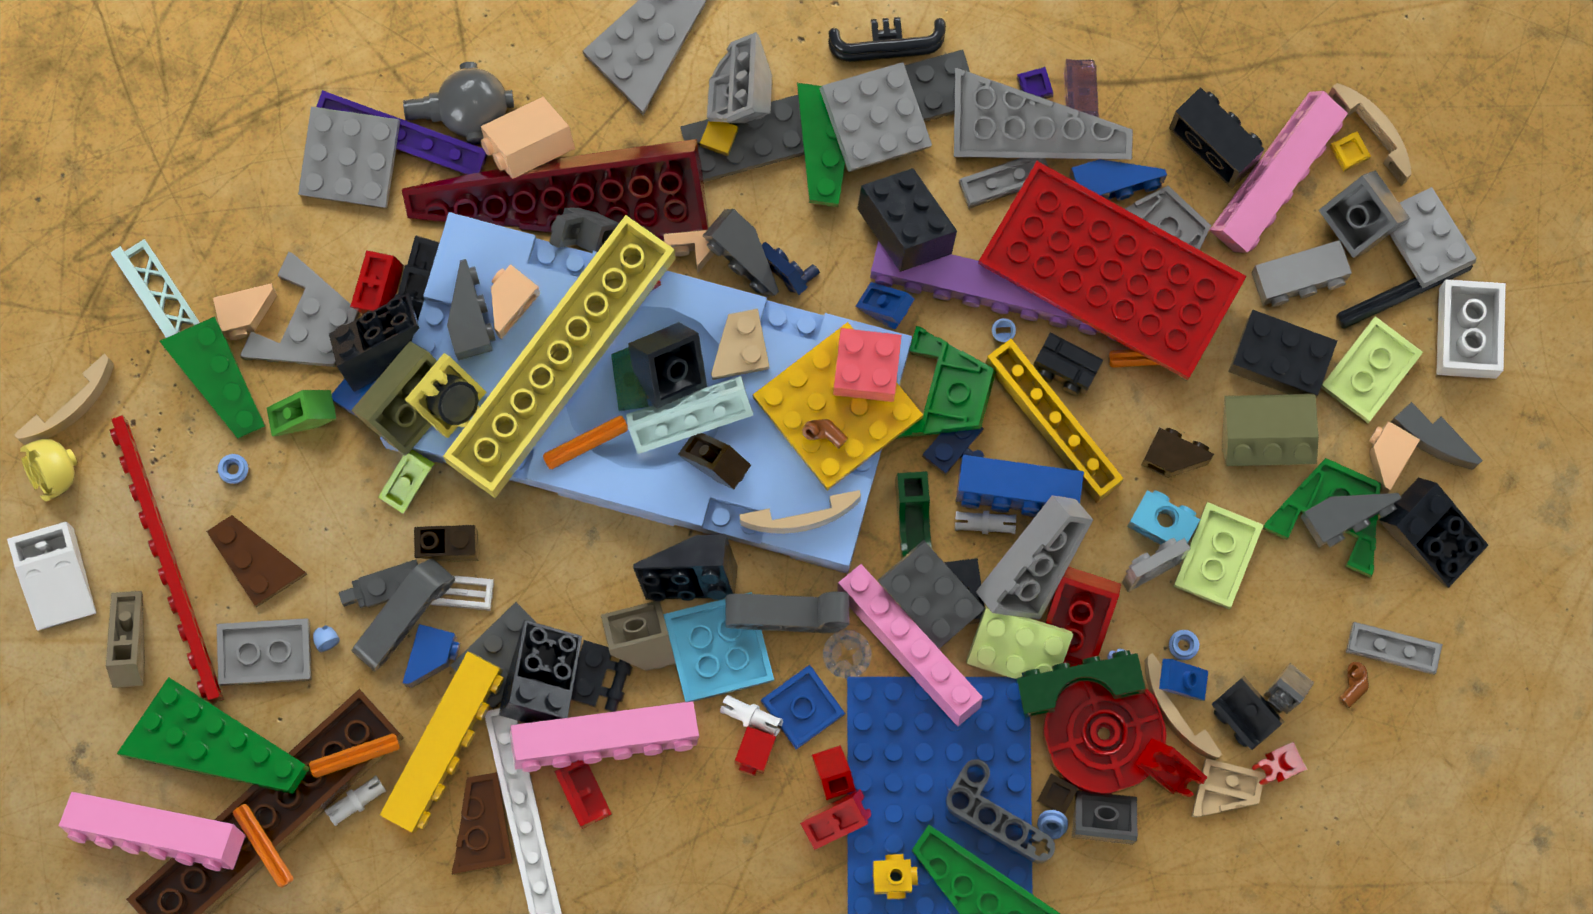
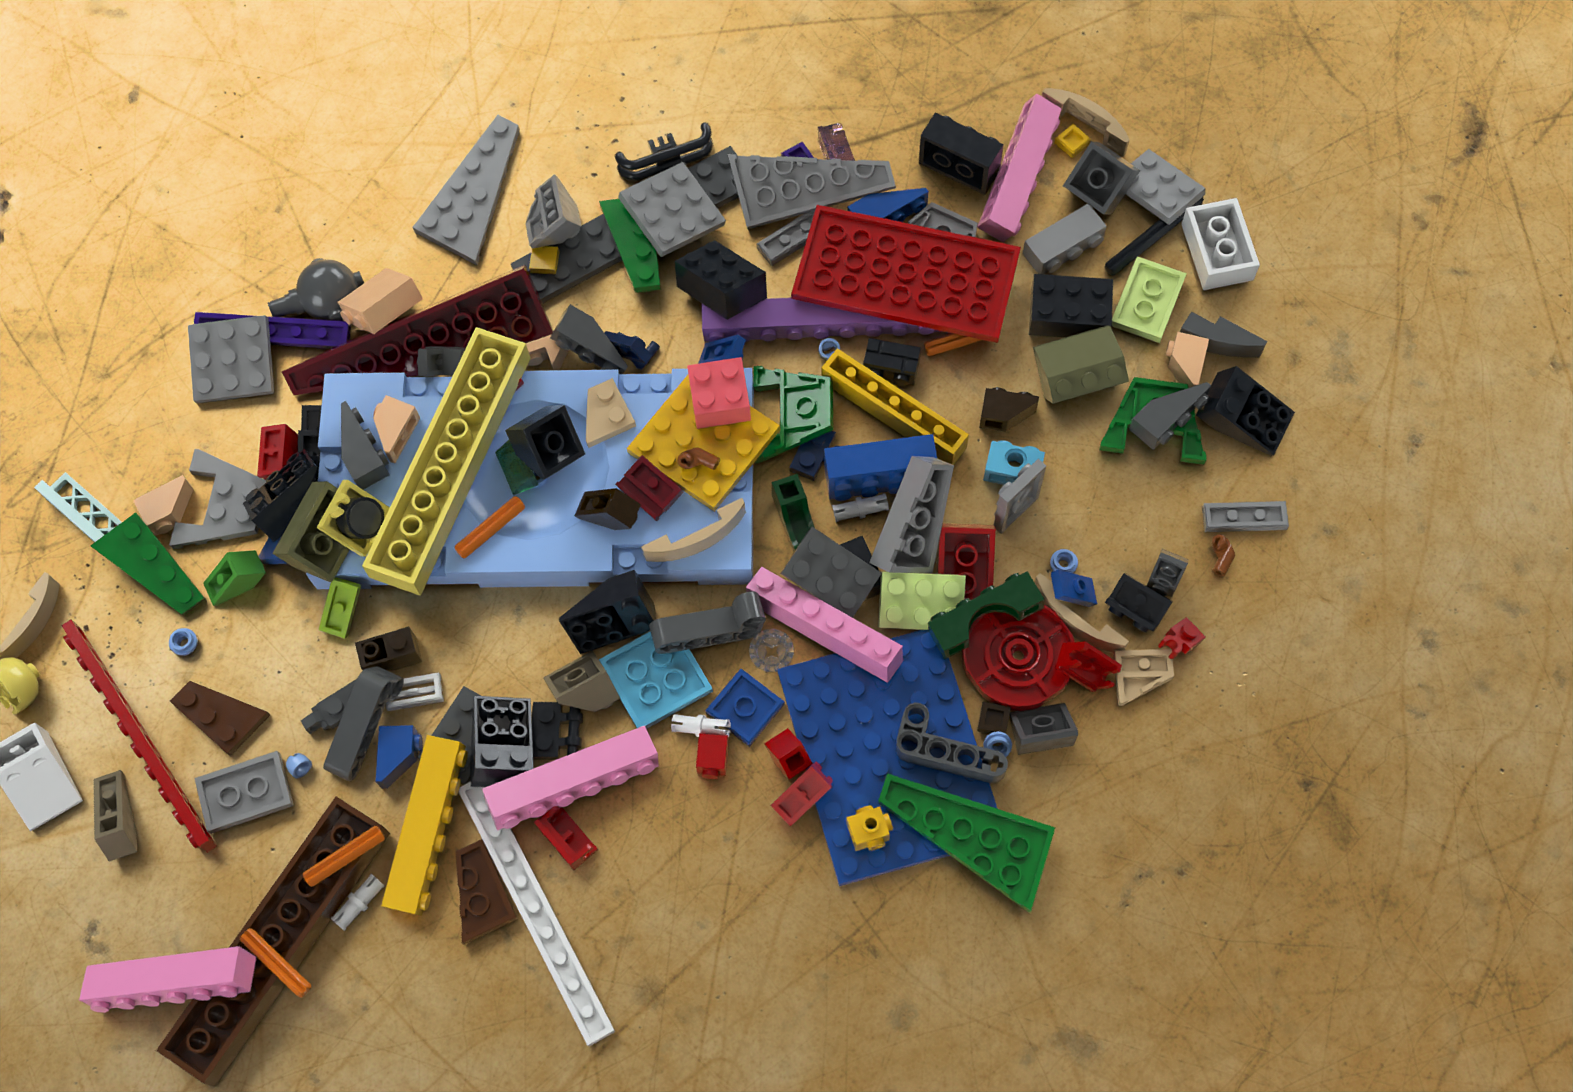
camera: 10 degrees left, 10 degrees down
(201, 739) = (203, 883): green wing -> none
(689, 415) = (576, 480): light aqua fence -> none
(765, 447) = (649, 487): none -> dark red plate
(1218, 555) = (1069, 481): yellowish green plate -> none

